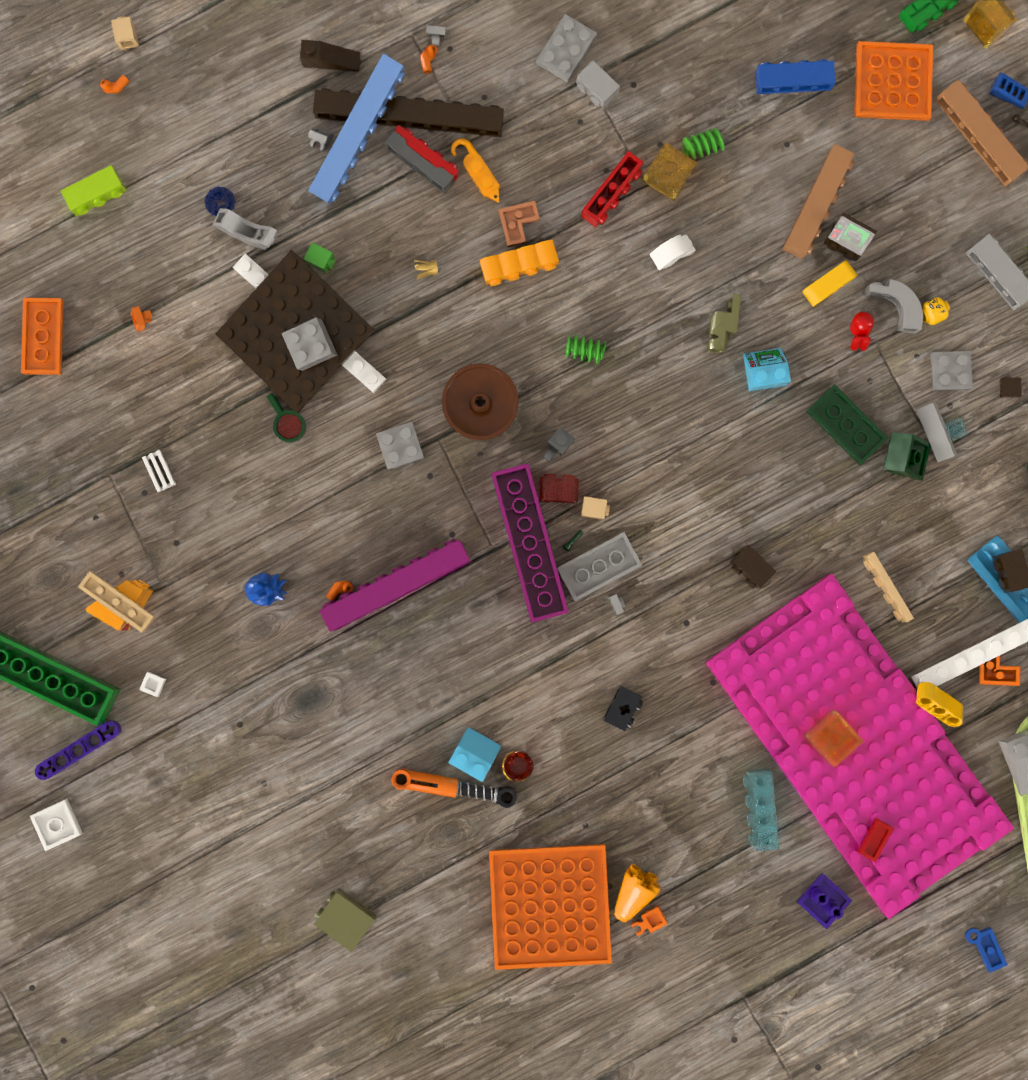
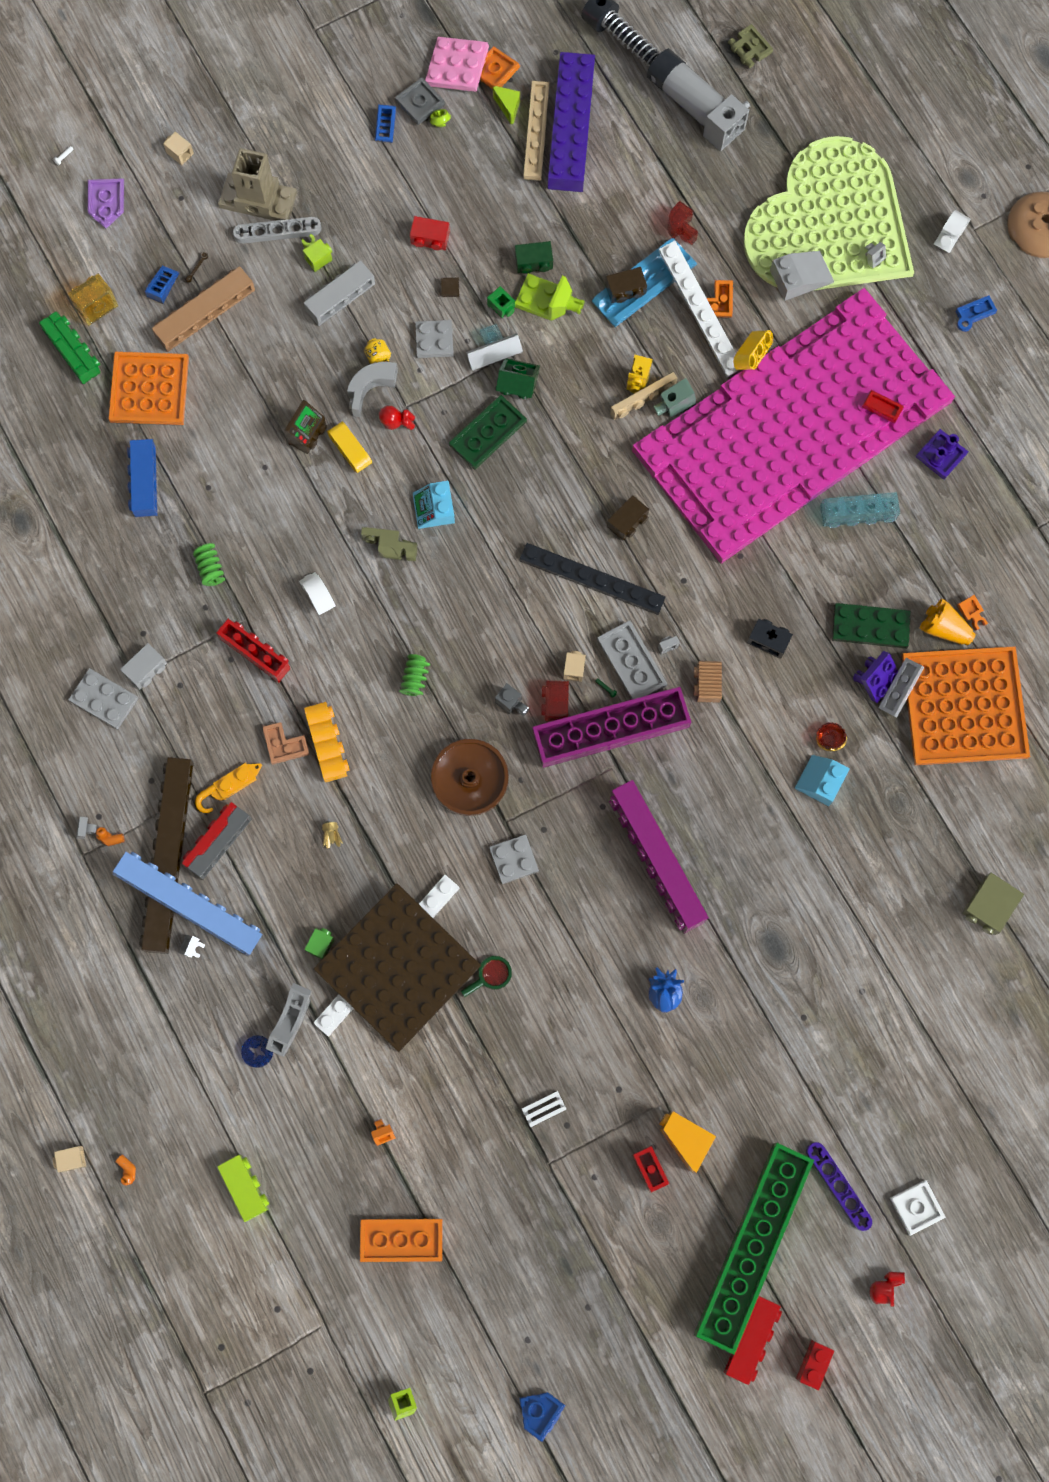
camera: 90 degrees left, 10 degrees down
(102, 565) = (650, 1169): none -> red brick
(116, 601) = (687, 1136): tan plate -> none
(153, 684) = (767, 1107): white plate -> none
(309, 344) = (414, 945): light grey brick -> none
(328, 56) = (104, 939): dark brown slope -> none
(339, 587) = (660, 917): orange arm -> none
(451, 787) = (855, 801): piece -> none
(568, 840) = (901, 687): none -> light grey plate
(577, 643) = (708, 681): none -> medium nougat brick
(579, 818) = (878, 676): none -> dark purple plate
(636, 814) = (871, 625): none -> dark green plate
(669, 171) = (235, 595): clear yellow brick -> none
(688, 529) = (592, 578): none -> black plate
(818, 201) = (268, 457): medium nougat brick -> none
(833, 738) = (791, 441): brick -> none
(886, 627) = (676, 399): none -> sand green torso
(910, 583) = (640, 374): none -> yellow hinge
(998, 439) = (498, 298): none -> green brick
(998, 488) = (547, 298): none -> lime plate

